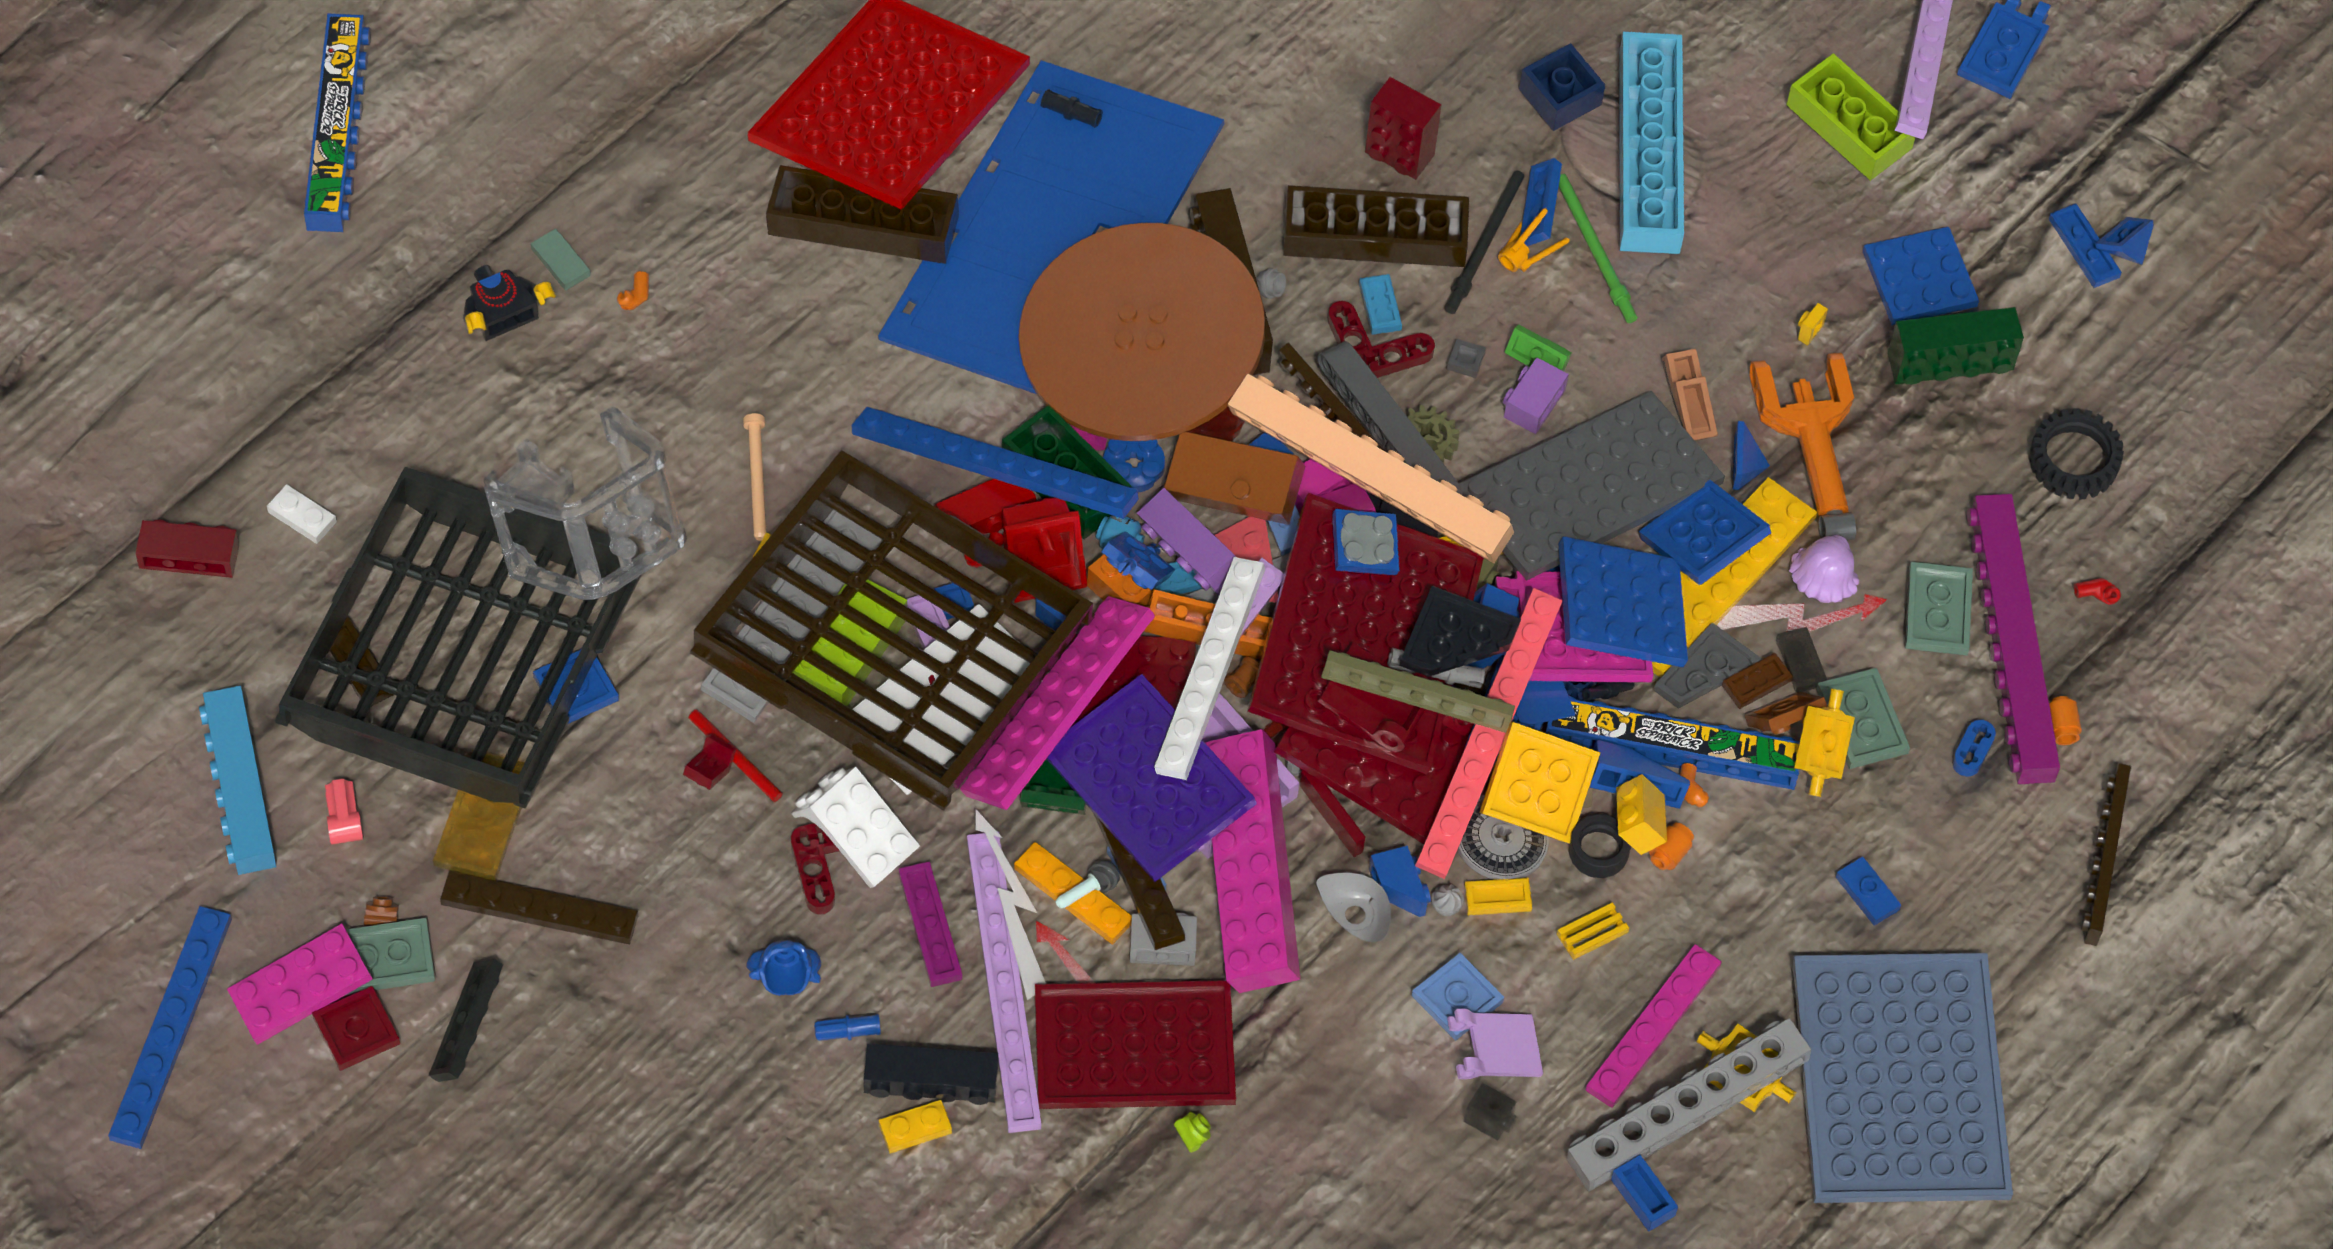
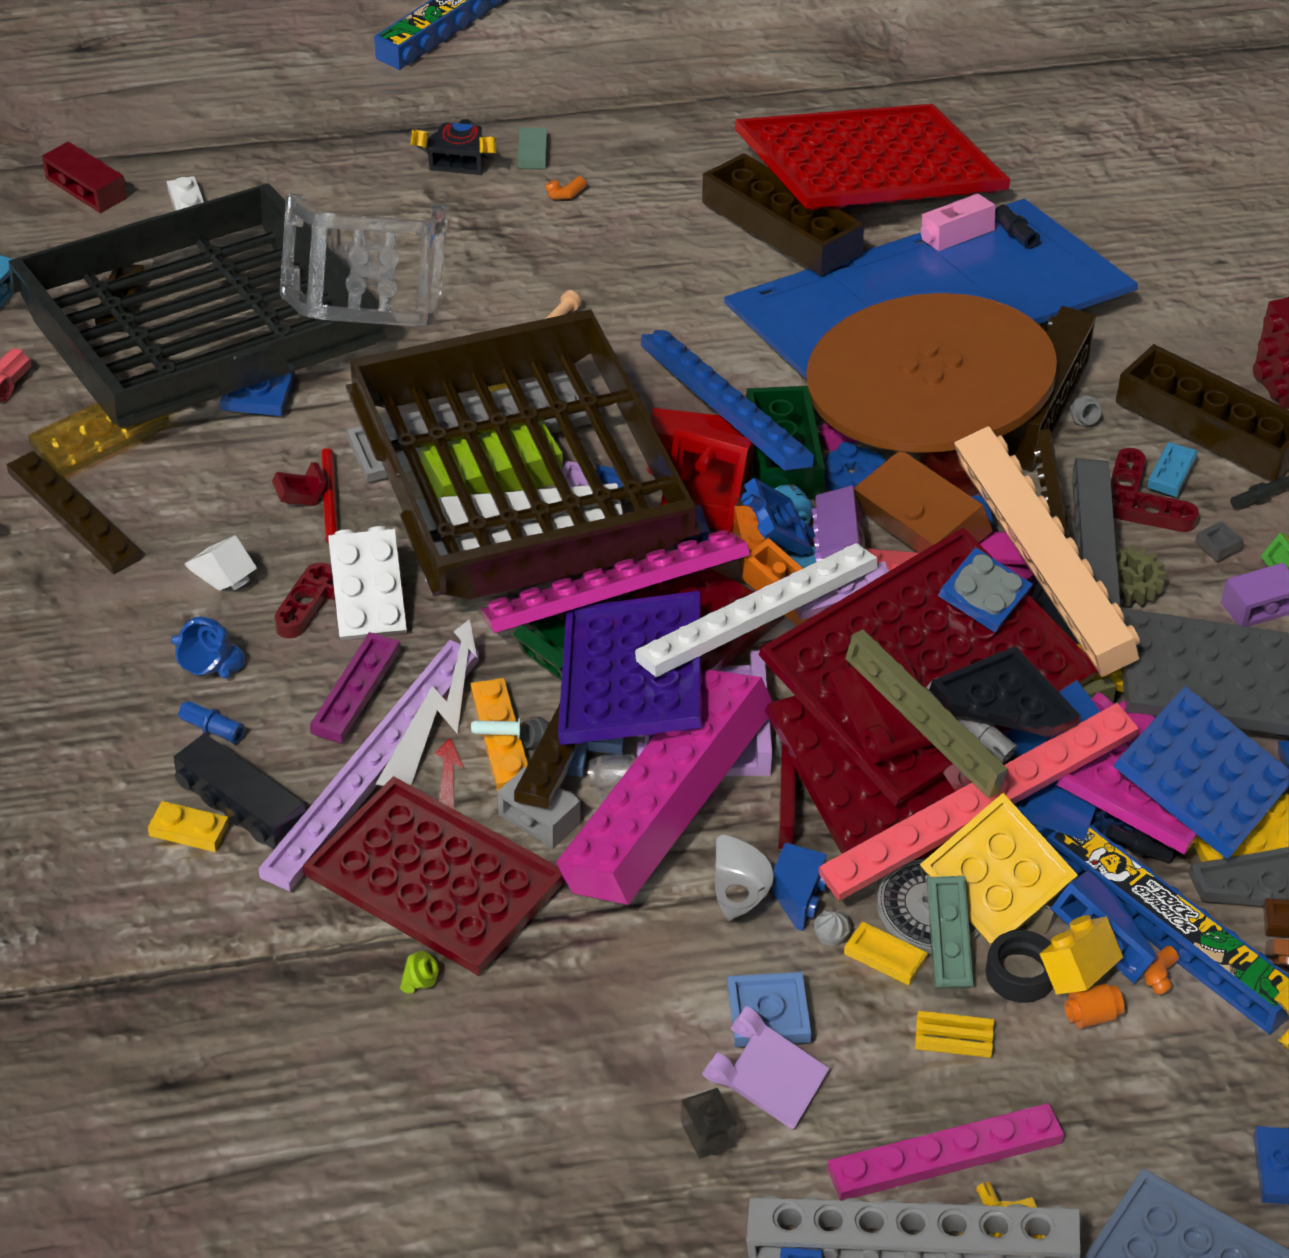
camera: 40 degrees right, 15 degrees down
(719, 880) = (223, 564): none -> white slope
(1018, 132) = (958, 222): none -> bright pink brick
(1192, 875) = (607, 771): none -> clear piece
(1537, 853) = (949, 932): none -> sand green tile

